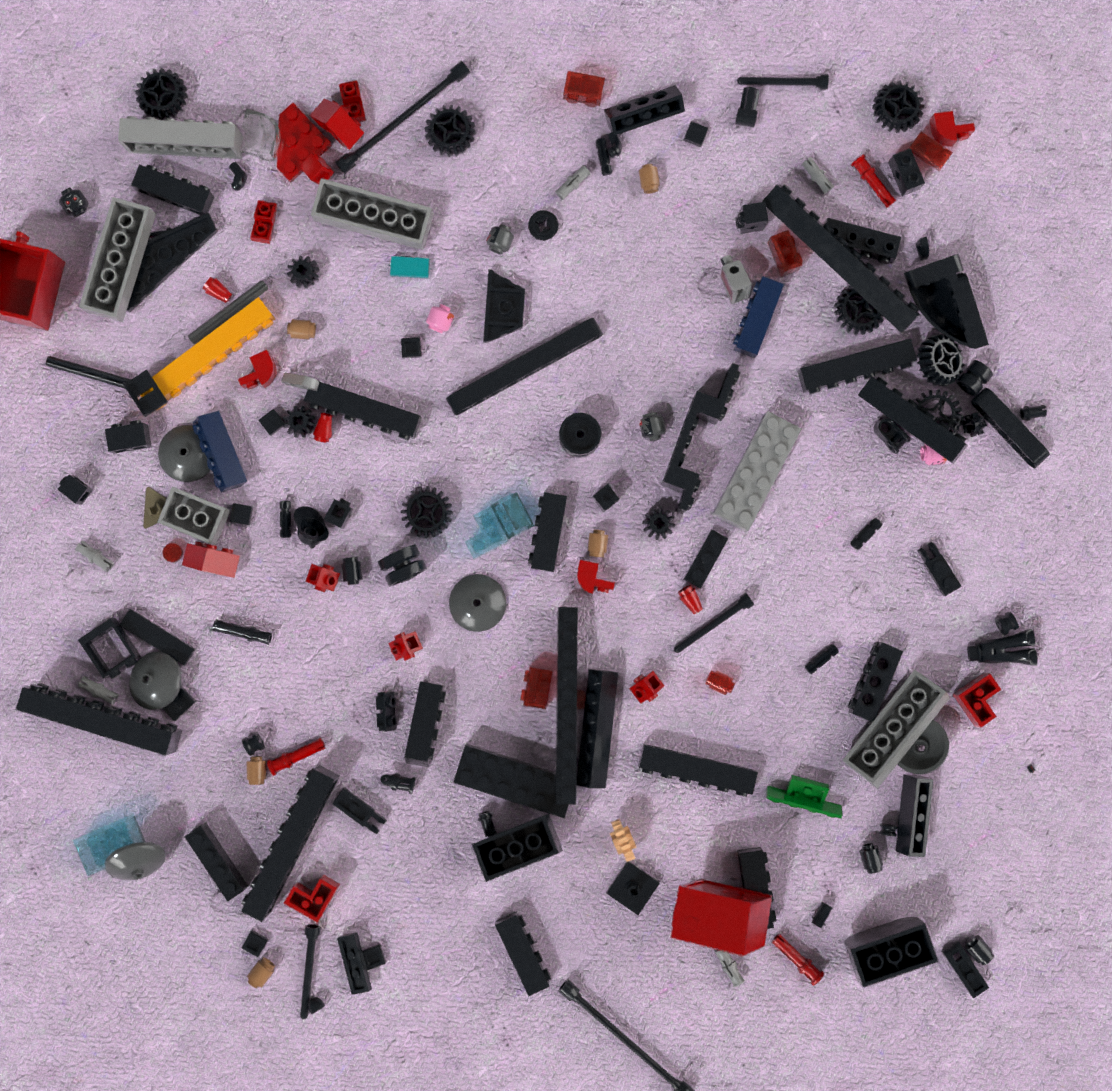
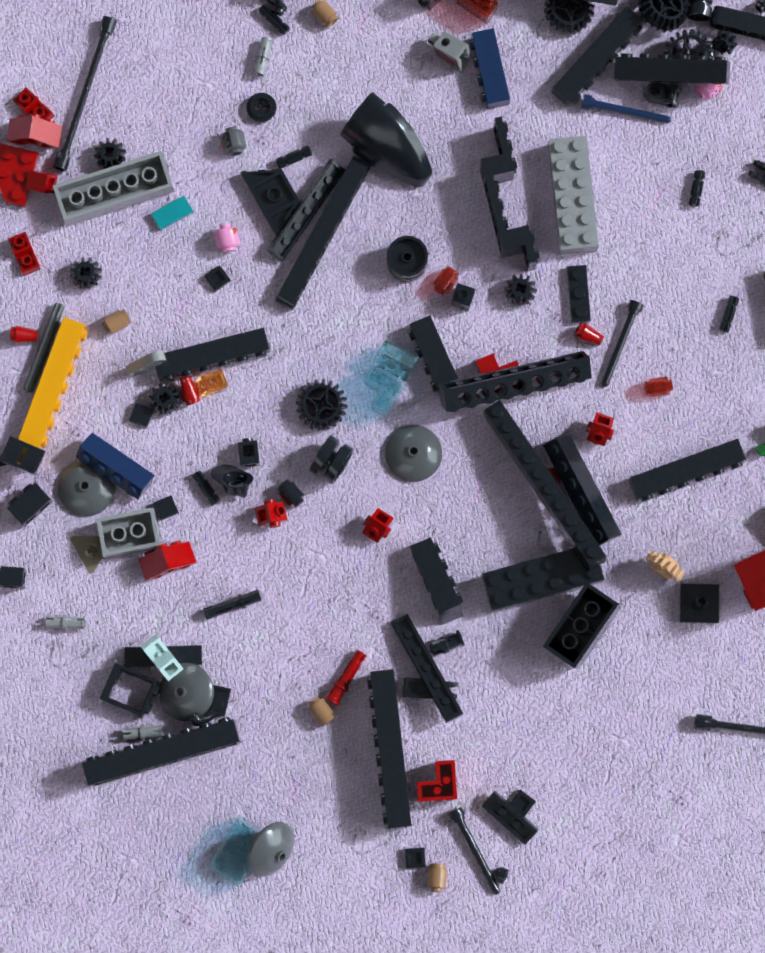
camera: 30 degrees left, 5 degrees down
(152, 640) = (162, 657): none -> light aqua brick
(152, 714) = (205, 718): none -> black arm
(172, 552) = (129, 577): clear red tile -> none
(216, 861) = (338, 808): black brick -> none
(253, 743) = (303, 690): black wheel -> none
(264, 371) = (108, 378): red brick -> none
(353, 434) = (218, 384): none -> clear orange brick
(367, 793) = (426, 668): none -> black tile
(387, 720) = (402, 598): black hinge -> none
(396, 184) = (105, 159): none -> black gear
(463, 137) = (139, 78): black gear -> none
(487, 823) = (542, 628): black pin -> none
(522, 337) = (306, 210): none -> black tile
(522, 953) = (644, 716): black brick -> none
(537, 687) = (510, 489): clear red brick -> none
(542, 285) = (293, 157): none -> black axle
(597, 543) = (481, 338): medium nougat brick -> none
(600, 474) = (445, 280): none -> clear red brick
(613, 605) = (506, 377): none -> black brick
(628, 323) = (387, 142): none -> black panel
(652, 426) = (462, 213): dark grey head -> none
(824, 401) = (590, 103): none -> dark blue piece

